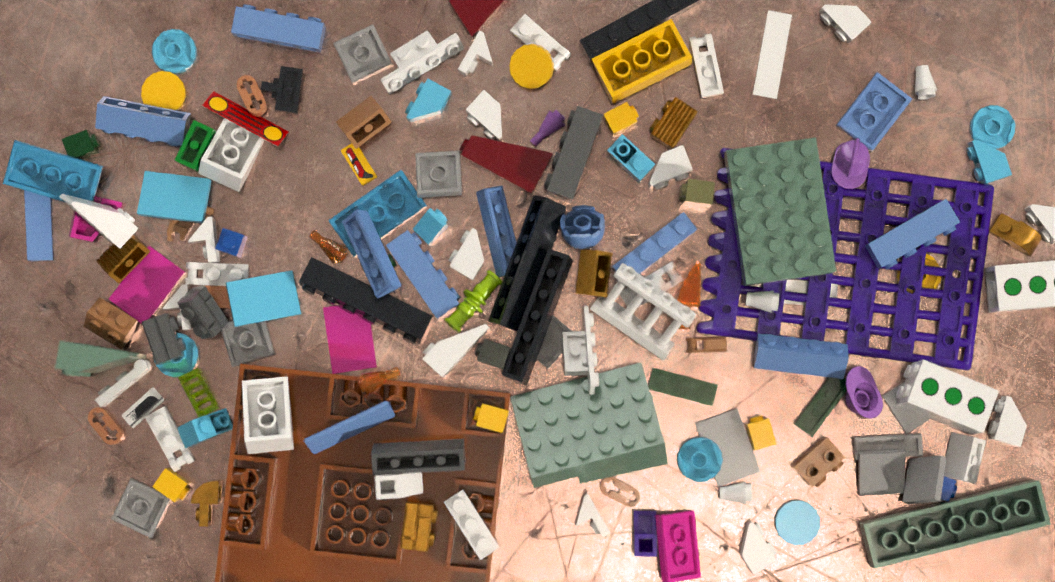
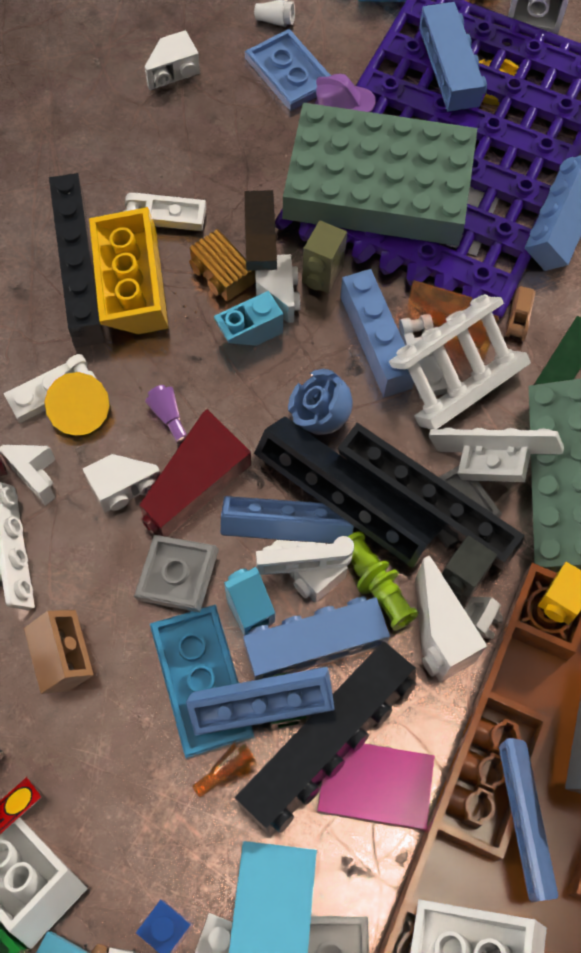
camera: 75 degrees left, 20 degrees down
(359, 164) = (117, 685): yellow sticker -> none
(371, 381) = (464, 758): clear orange cone -> none
(430, 101) = (69, 550): medium azure slope -> none
(467, 251) = (305, 557): none -> white plate
(472, 371) = (482, 613): none -> white tile
(574, 154) = (218, 382): dark grey piece -> none
(594, 273) = (387, 410): pearl gold brick -> none
(620, 118) = (192, 322): yellow brick -> none
(708, 140) = (260, 230): none -> dark brown tile
(763, 300) = (487, 221): white cone -> none
(772, 54) = (180, 147): white sticker -> none

